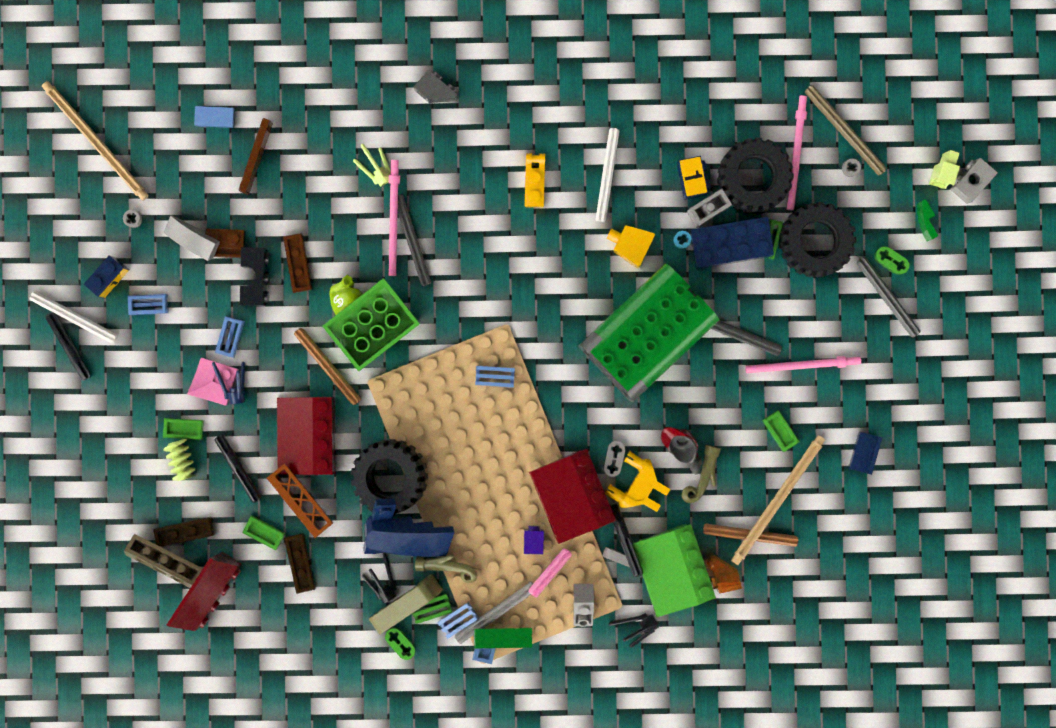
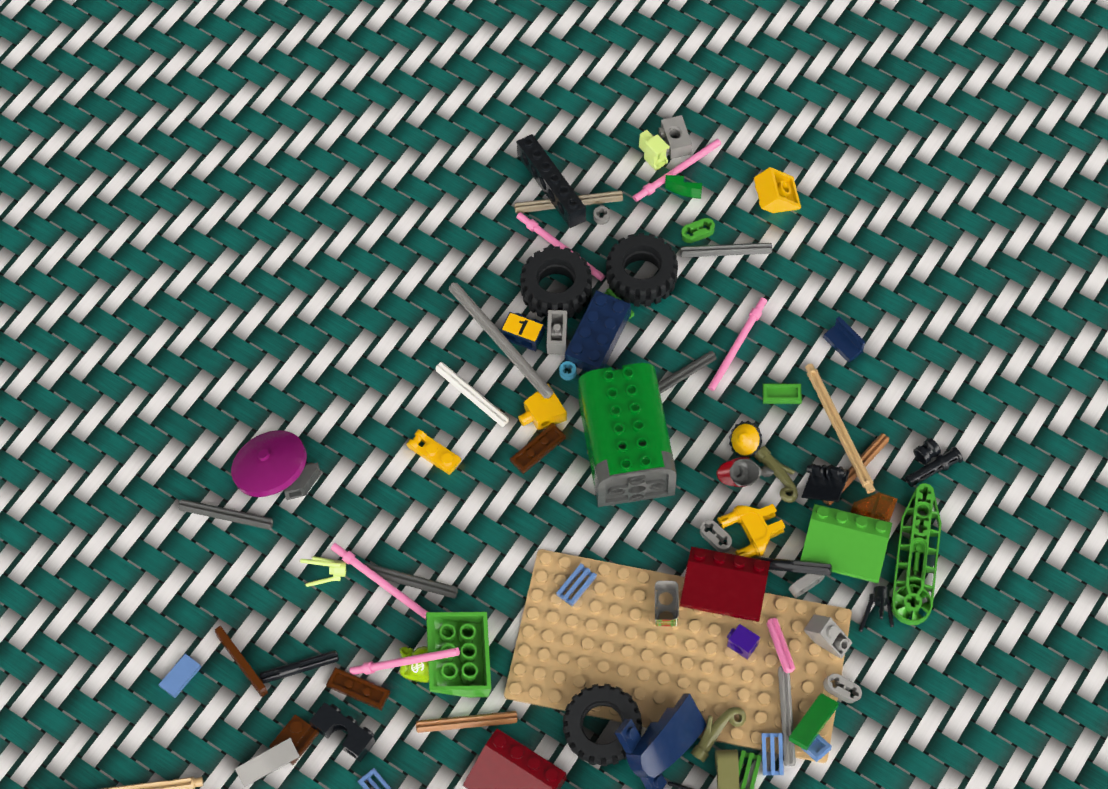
camera: 50 degrees left, 25 degrees down
(283, 204) = (299, 666): none -> black axle
(317, 262) = (371, 667): none -> bright pink bar
(368, 51) = (226, 514): none -> dark grey axle
(430, 55) = (268, 463): none -> magenta dish
(532, 464) = (672, 588): none -> light grey piece
(545, 642) = (842, 689): none -> light grey beam
(595, 263) = (537, 448): none -> reddish brown tile
(669, 166) = (501, 340): none -> light grey axle
(714, 430) = (745, 439): none -> yellow piece
(714, 626) = (919, 544): none -> bright green beam
(718, 519) = (825, 482): none -> black hinge
(802, 602) = (942, 463): none -> black pin
(805, 584) = (927, 451): none -> black wheel
(852, 103) = (551, 181): none -> black brick
(906, 191) = (650, 188): none -> bright pink bar
(975, 304) = (776, 191): none -> yellow slope

